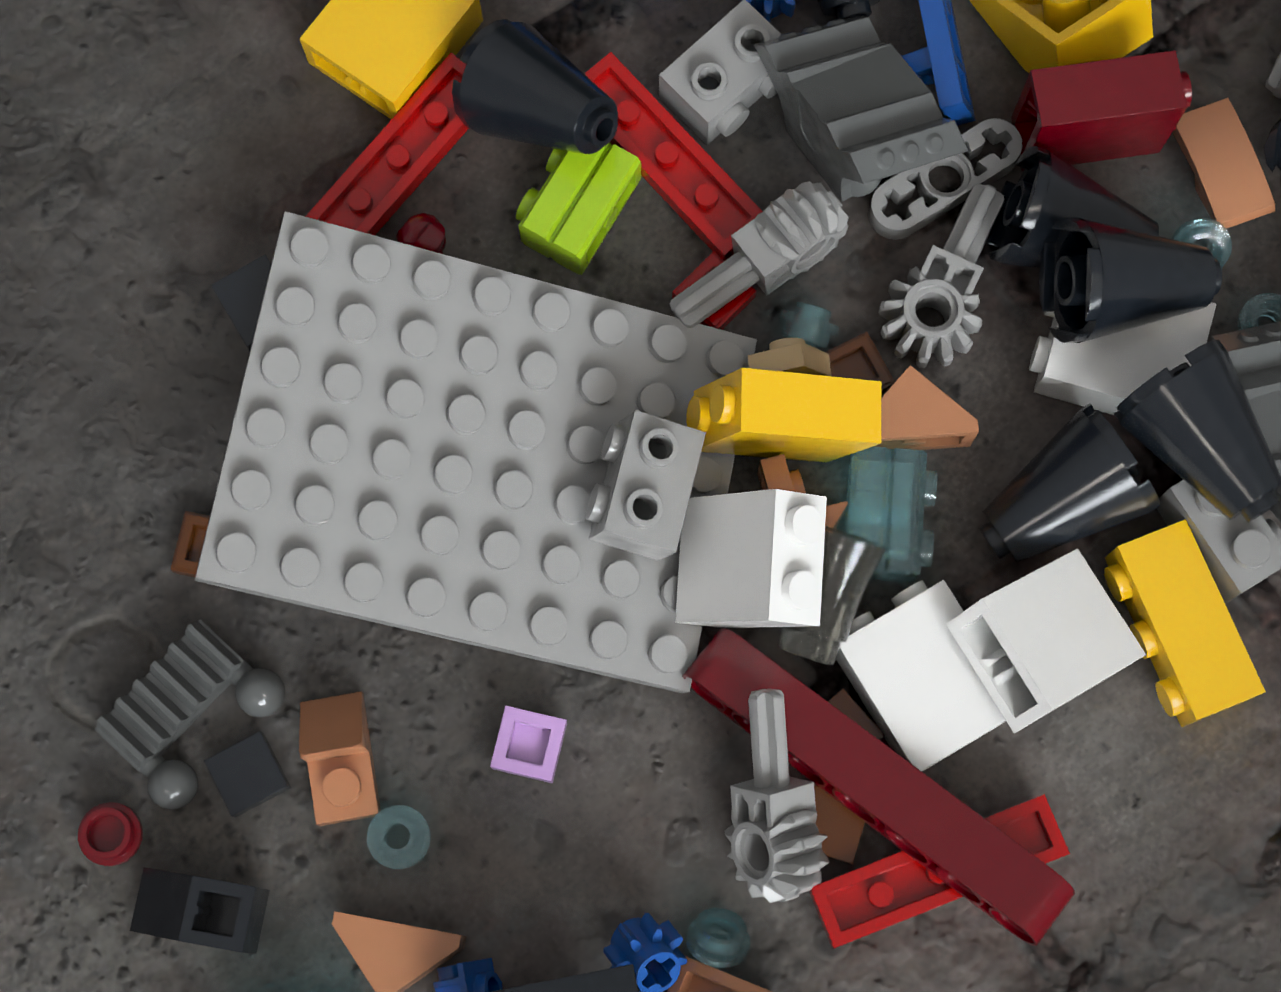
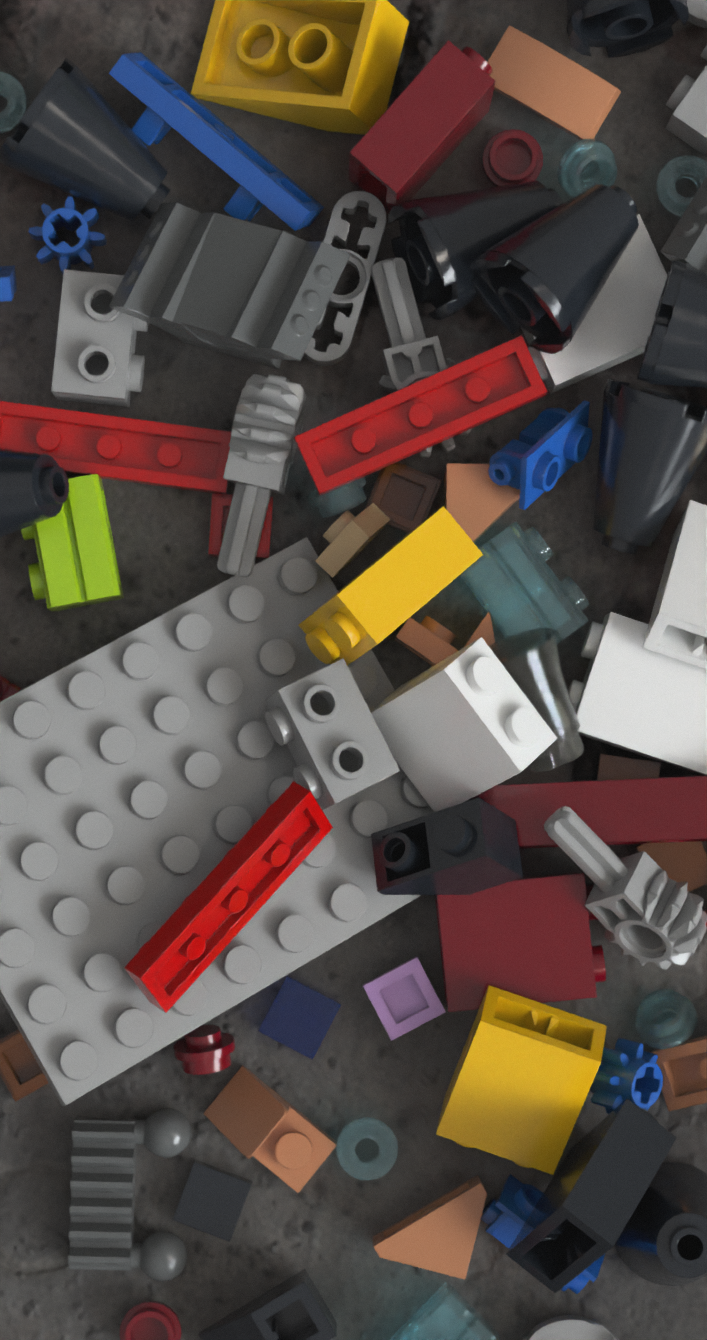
camera: 50 degrees left, 10 degrees up
(344, 652) = (205, 1050): none -> dark red plate
(437, 692) = (299, 1017): none -> clear blue tile
(459, 531) = (228, 897): none -> red plate
(562, 880) = (521, 1080): none -> yellow brick
(653, 774) = (520, 939): none -> dark red brick
(660, 651) = (448, 852): none -> black slope
(921, 309) = (420, 415): none -> red plate
(992, 421) = (543, 452): none -> blue hinge
(1151, 193) = (512, 158): none -> dark red plate

